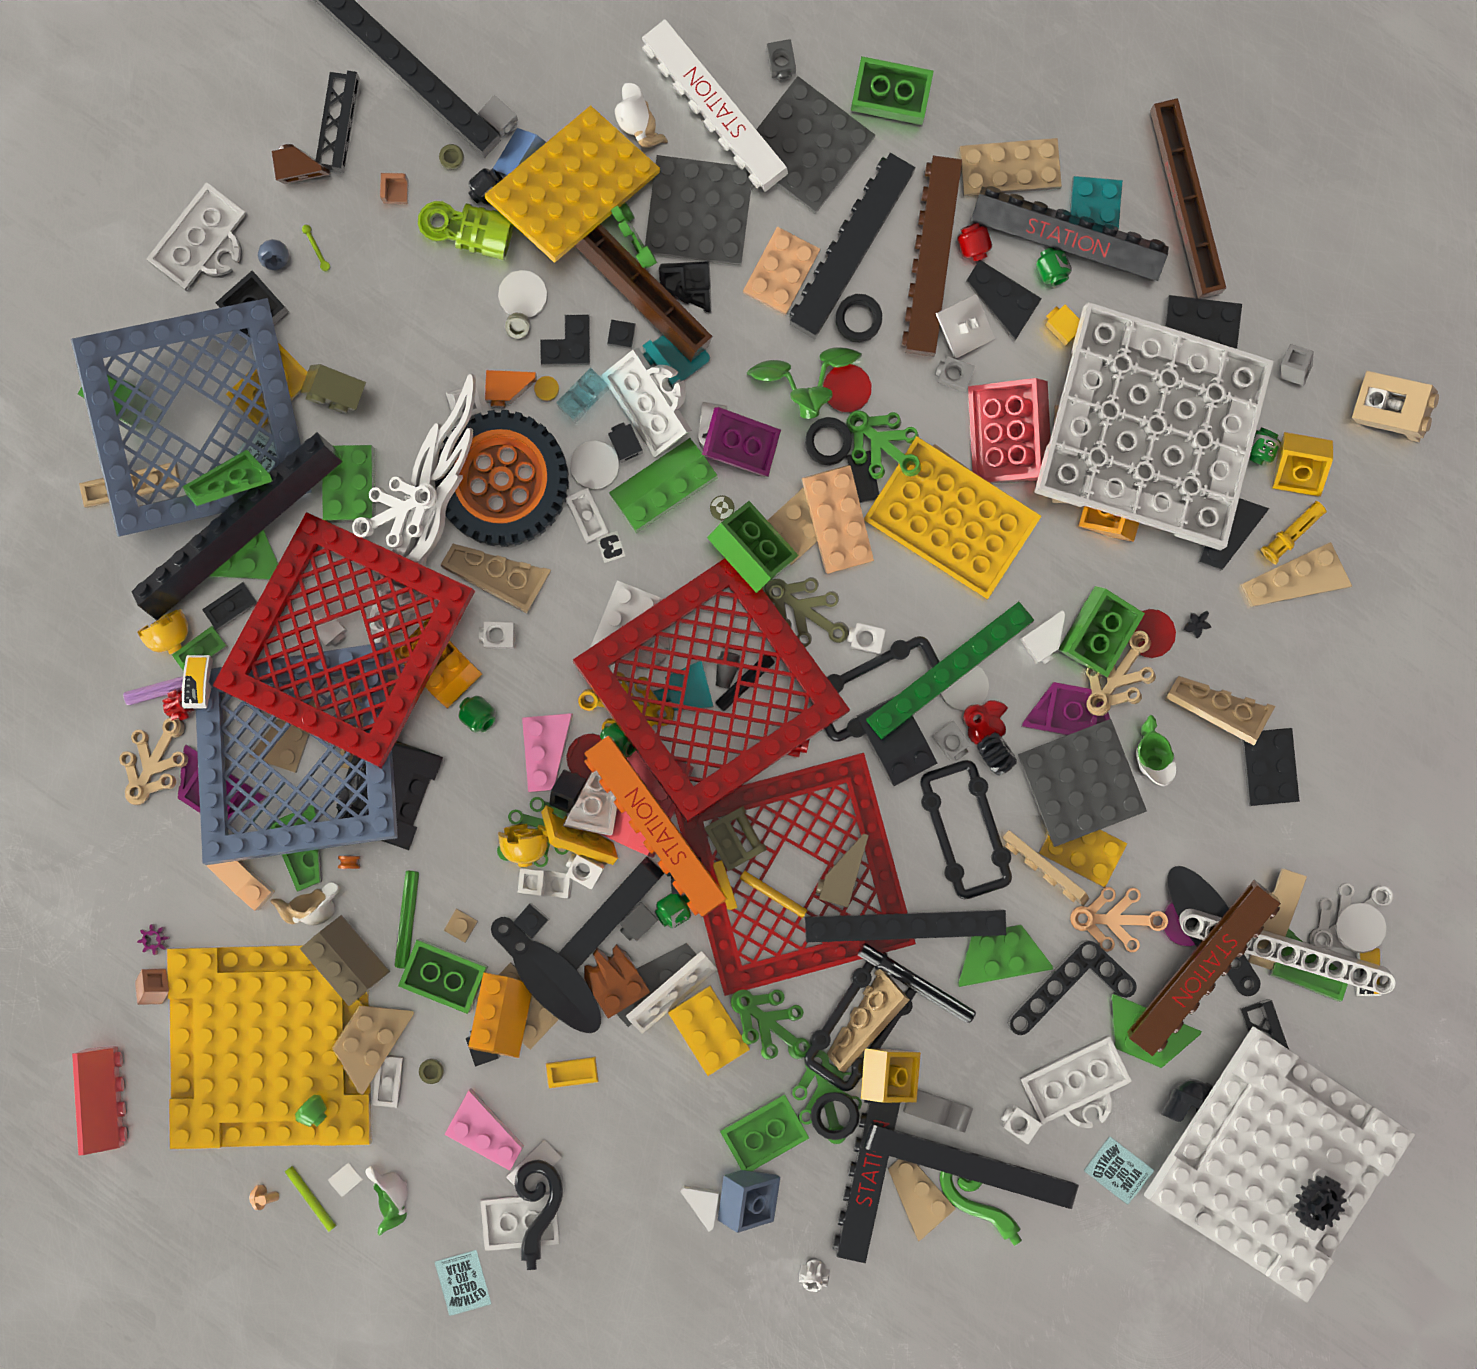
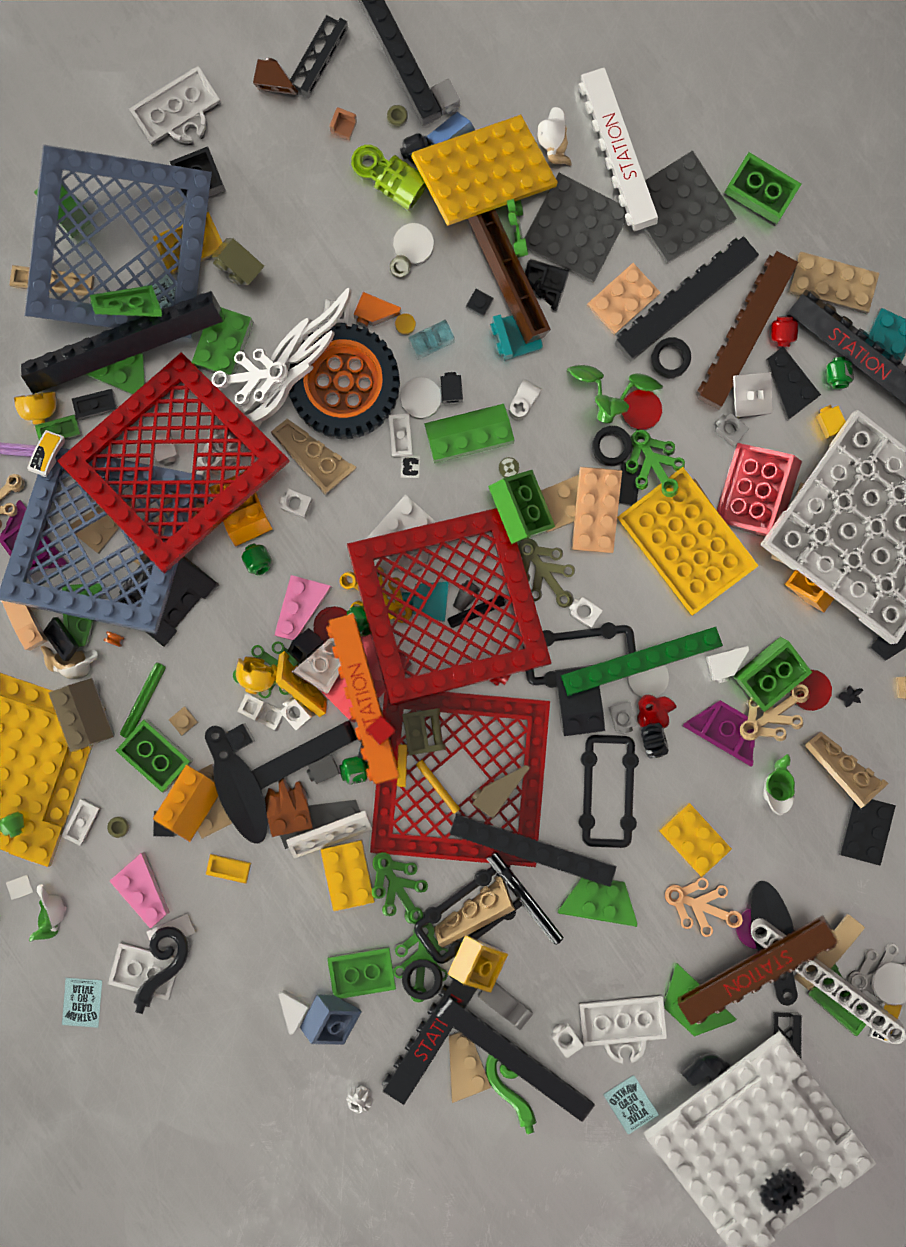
camera: 20 degrees right, 0 degrees up
(173, 706) = (20, 467): red gear -> none
(273, 254) = (229, 141): sand blue piece -> none
(289, 884) = (61, 639): none -> black tile
(325, 266) = (267, 165): lime hinge -> none
(369, 1041) = (77, 785): tan wing -> none
(572, 349) = (437, 300): black plate -> none
(649, 400) = (482, 362): white plate -> none
(687, 854) = (380, 730): none -> red tile
(741, 442) = (542, 421): magenta plate -> none
(777, 49) = (688, 124): dark grey brick -> none
(1052, 874) = (663, 851): tan wing -> none
(1066, 982) = (644, 941): black beam -> none
(1082, 782) = (714, 788): dark grey plate -> none

